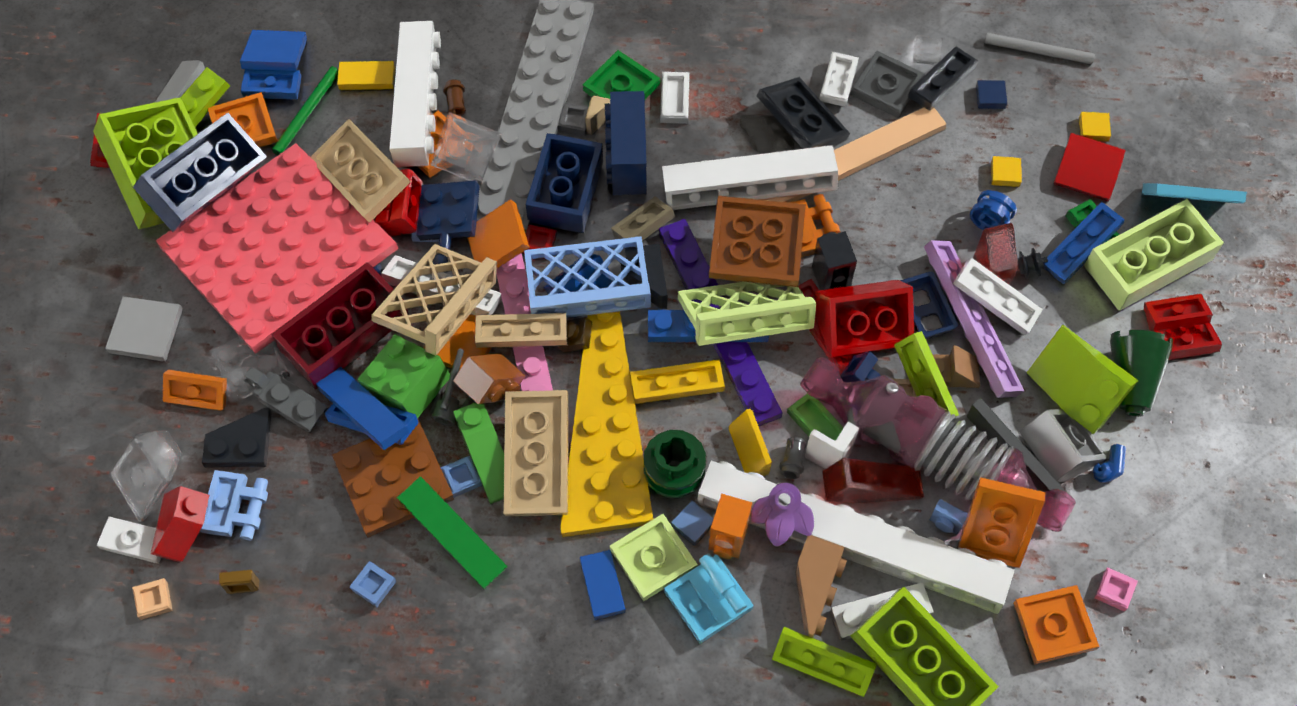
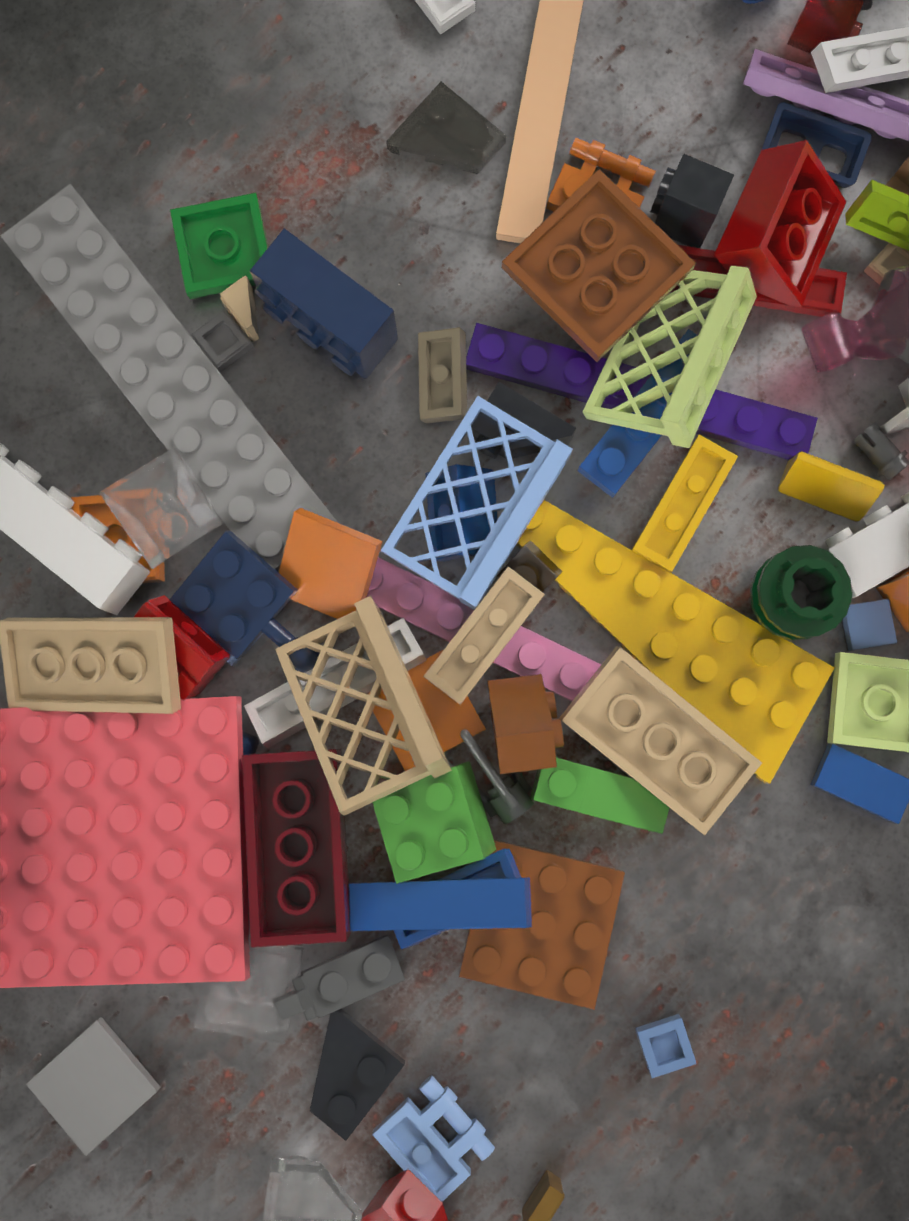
camera: 50 degrees left, 20 degrees up
(194, 390) = (237, 1084): orange plate -> none
(452, 532) = (675, 910): green tile -> none
(454, 91) = (58, 456): reddish brown pin -> none
(461, 476) = (603, 842): medium blue tile -> none
(540, 237) = (363, 514): red tile -> none
(564, 183) = (316, 424): dark blue brick -> none
(674, 97) = (292, 197): white tile -> none
(751, 177) = (491, 200): white brick -> none
(803, 114) = (450, 68): black tile -> none
(812, 414) = (857, 389): bright green tile -> none
(860, 368) = (847, 287): dark blue tile -> none

